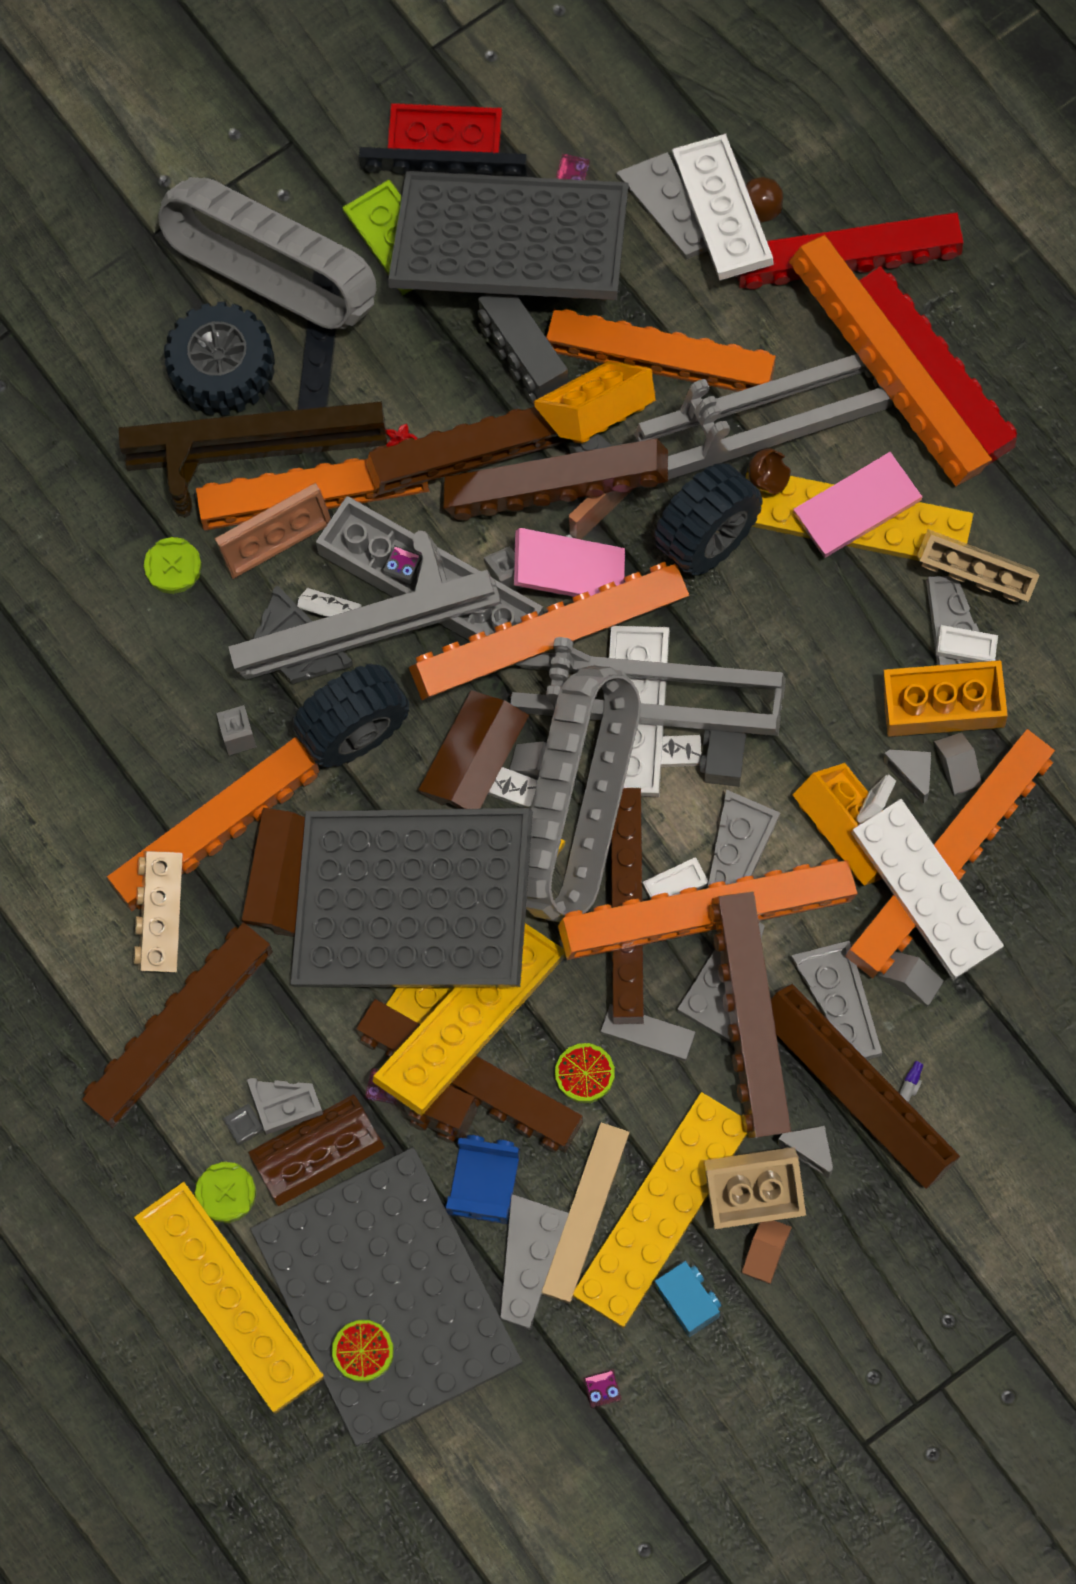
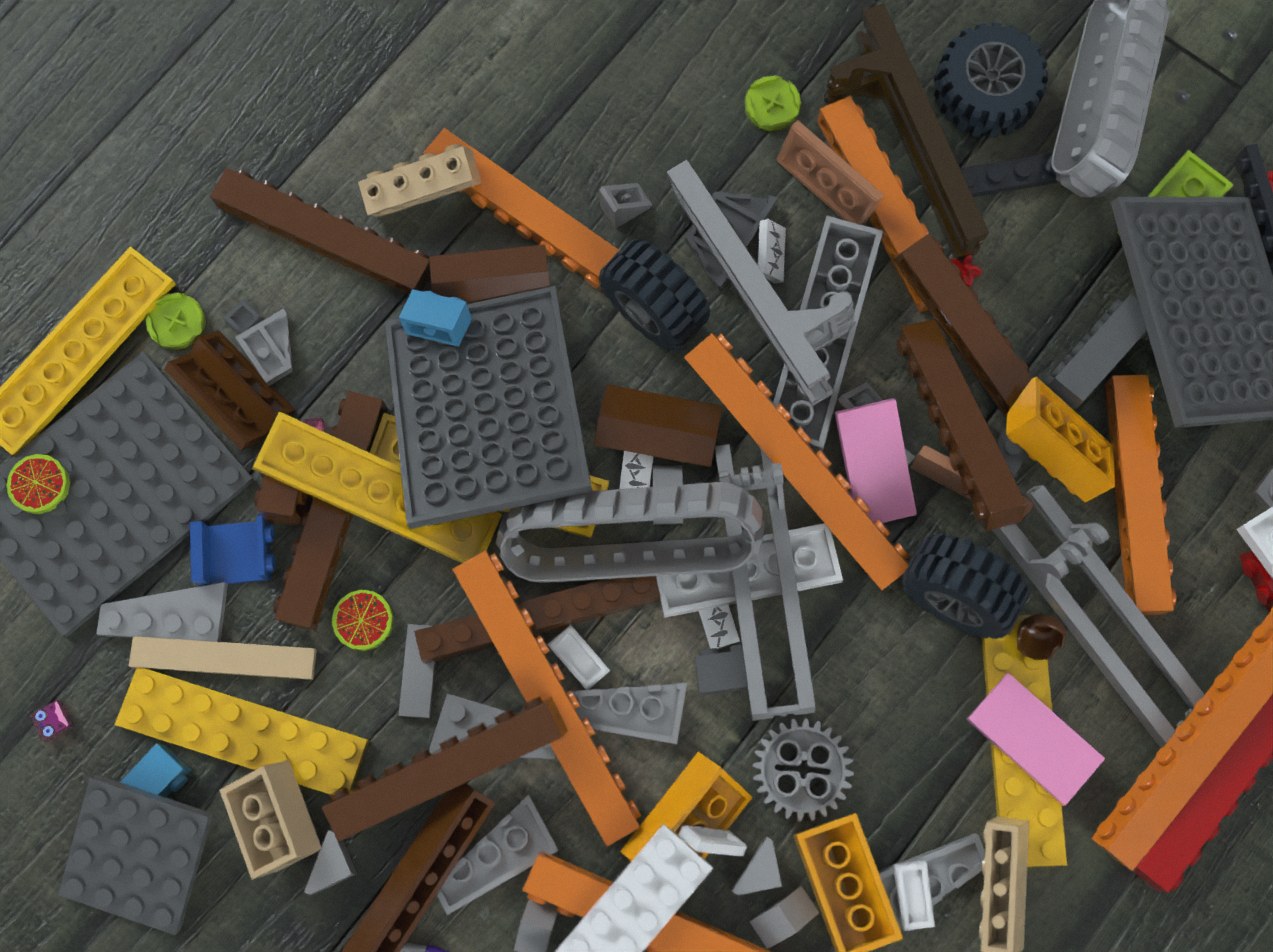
camera: 70 degrees right, 5 degrees up
(308, 926) = (435, 317): none -> dark azure brick
(402, 564) = (821, 295): tile -> none
(754, 1323) = (135, 854): none -> dark grey plate
(766, 1250) = (222, 848): nougat slope -> none
(857, 718) = (800, 798): none -> light grey gear

